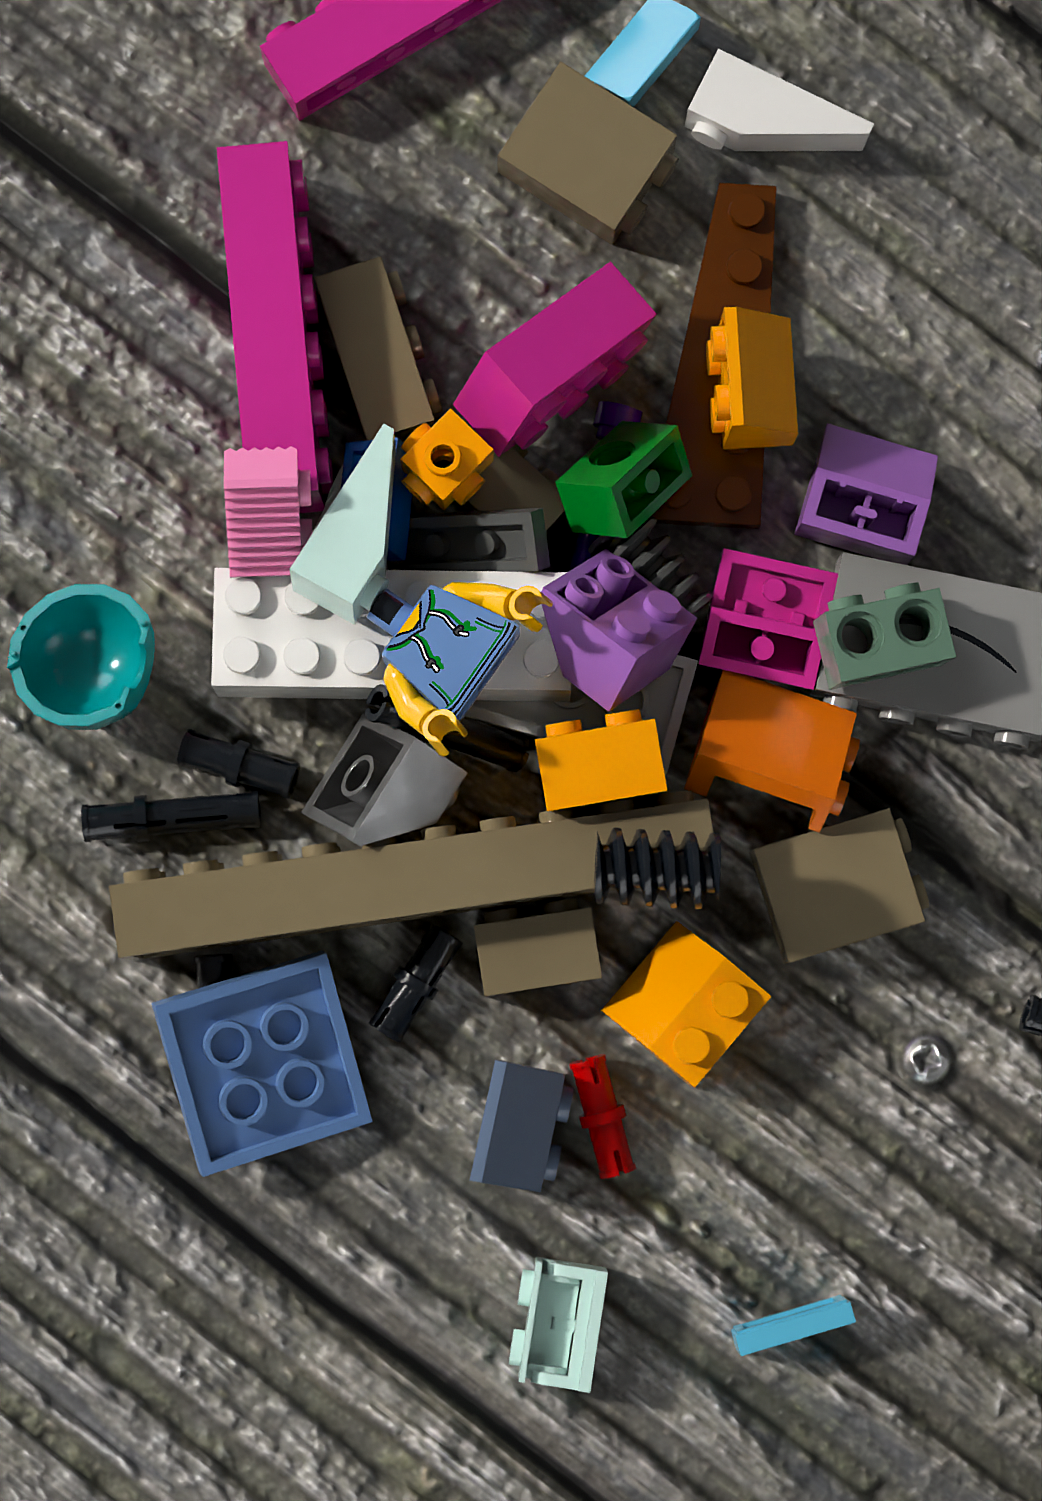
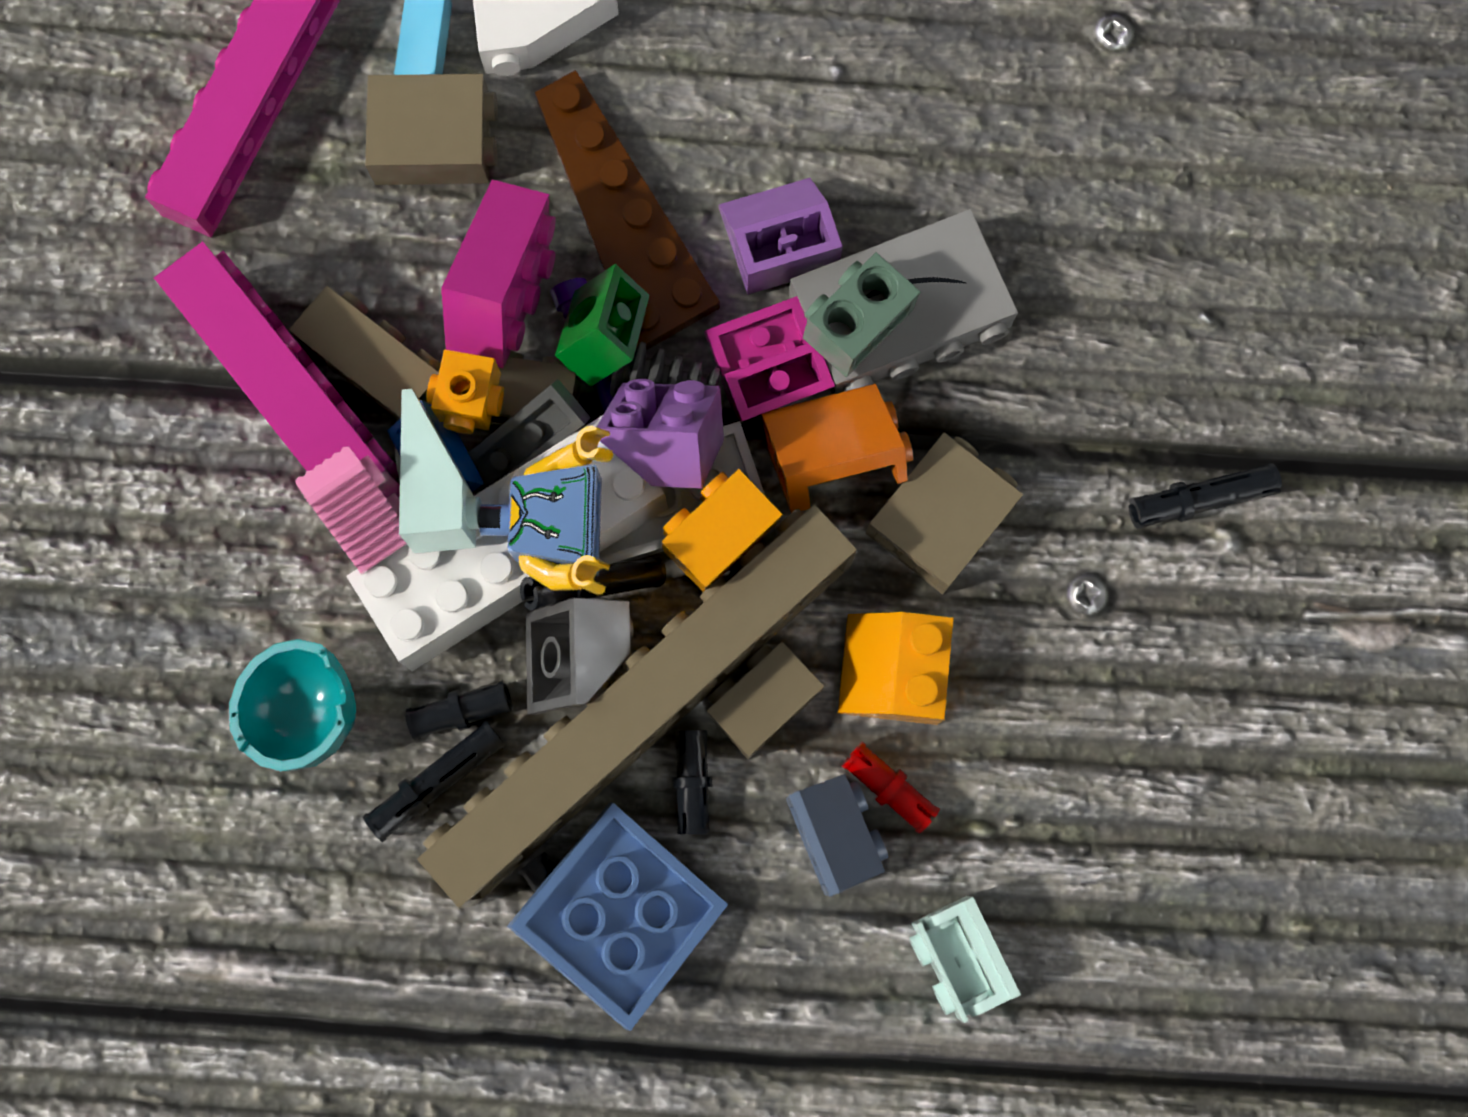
camera: 30 degrees left, 5 degrees down
(657, 867) = (813, 573): black piece -> none
(756, 379) = (647, 199): light orange slope -> none
(792, 1324) = (1128, 845): medium azure tile -> none

